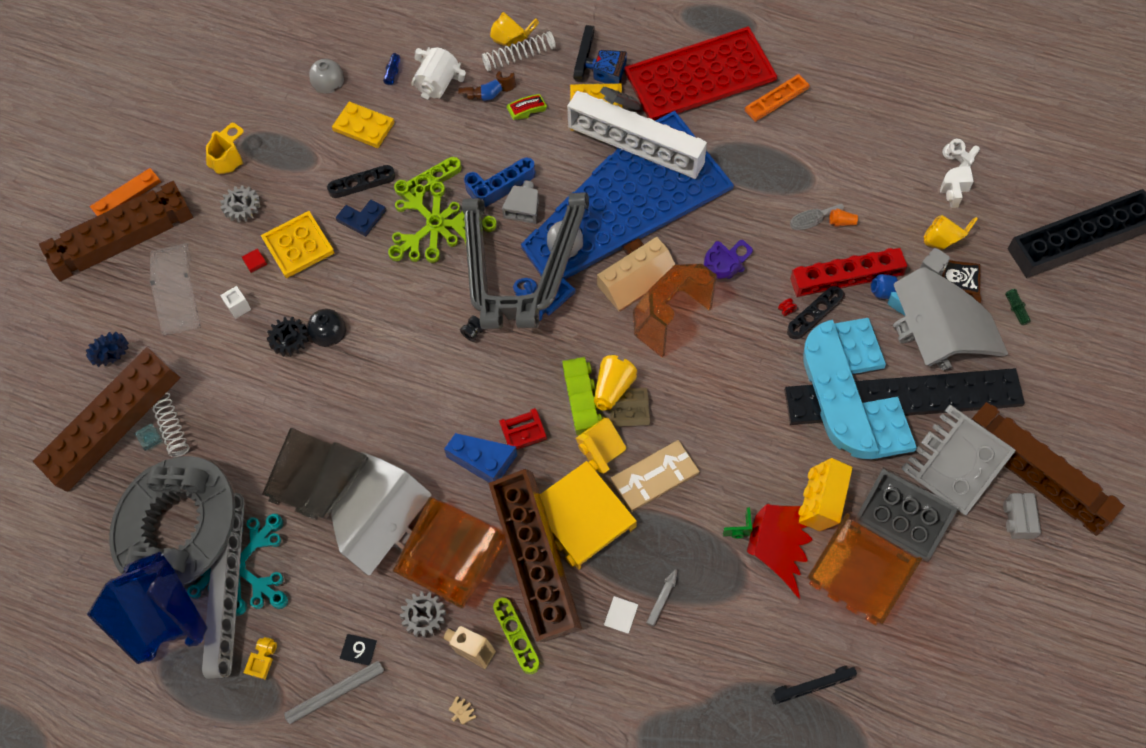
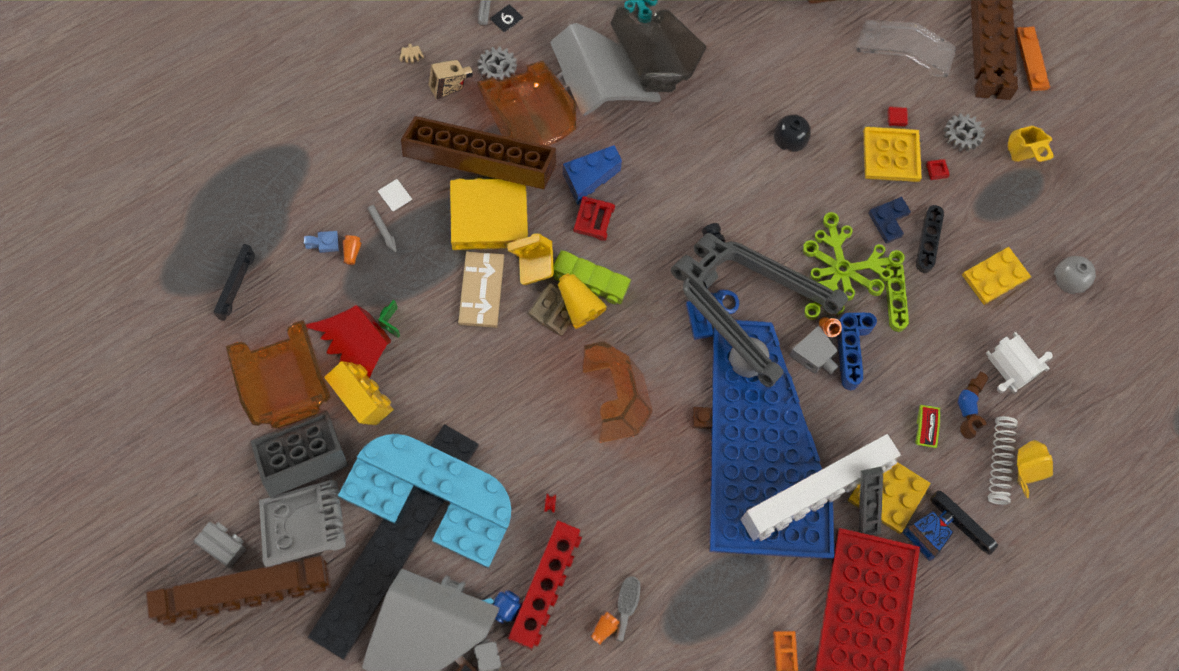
camera: 115 degrees right, 5 degrees up
(235, 302) = (860, 77): white panel -> none
(287, 336) = (802, 101): black gear -> none
(289, 208) = (937, 169): none -> red tile
(391, 69) = (1050, 335): clear blue axle -> none
(495, 202) = (830, 326): none -> orange cone
(516, 635) = (435, 112): lime beam -> none
(635, 274) = (673, 399): tan slope -> none
(703, 608) = (351, 247): none -> orange cone
(713, 638) = (325, 241): none -> medium blue plate
(726, 262) = (634, 483): dark purple piece -> none
(817, 314) = (531, 525): black beam -> none

